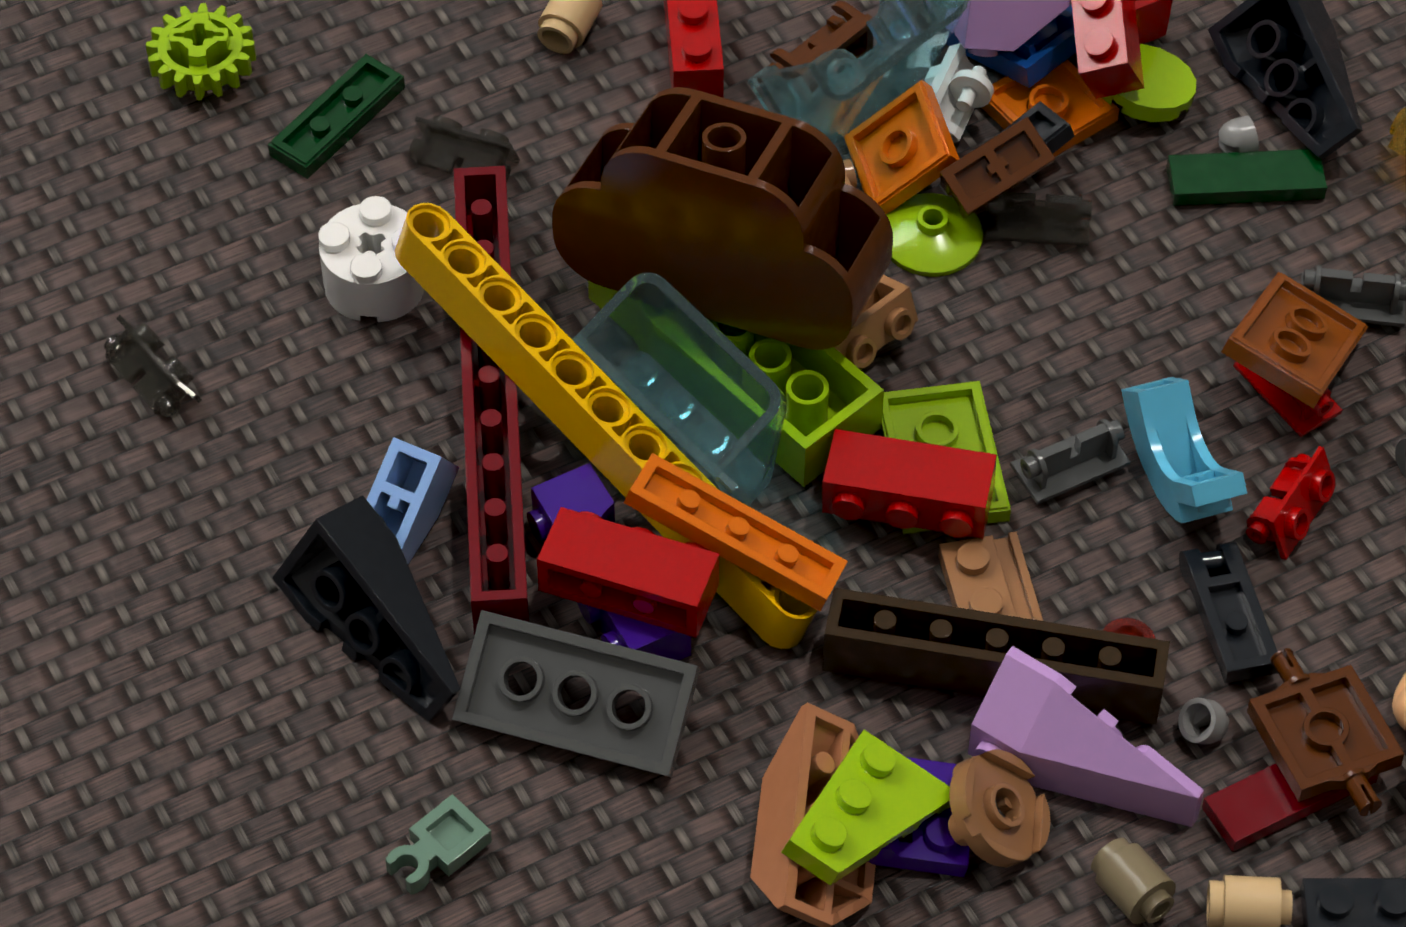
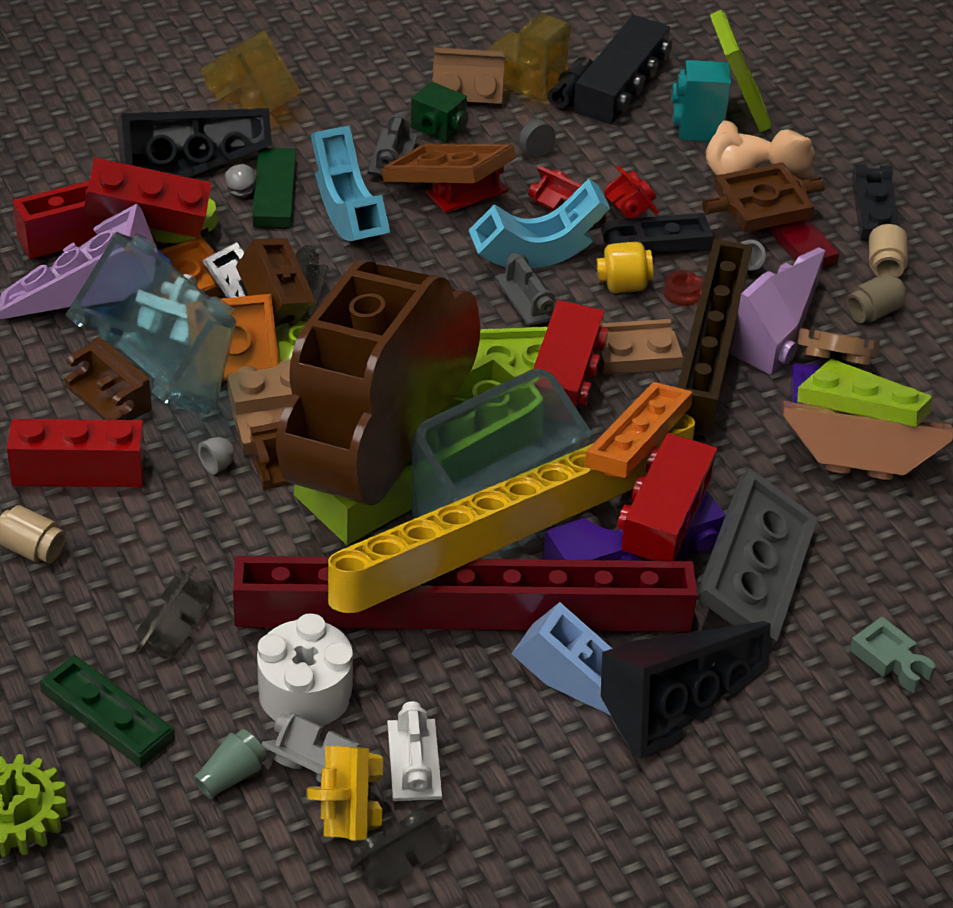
camera: 90 degrees left, 10 degrees down
(194, 293) = (345, 792): none -> yellow hips
(259, 217) = (232, 762): none -> sand green cone
(264, 281) = (298, 743): none -> light grey hinge
(281, 373) = (414, 755): none -> white hinge
(1133, 563) = (625, 267): none -> yellow head
(1219, 251) = (342, 189): none -> medium azure arch
(1298, 569) = (630, 194): none -> red hinge

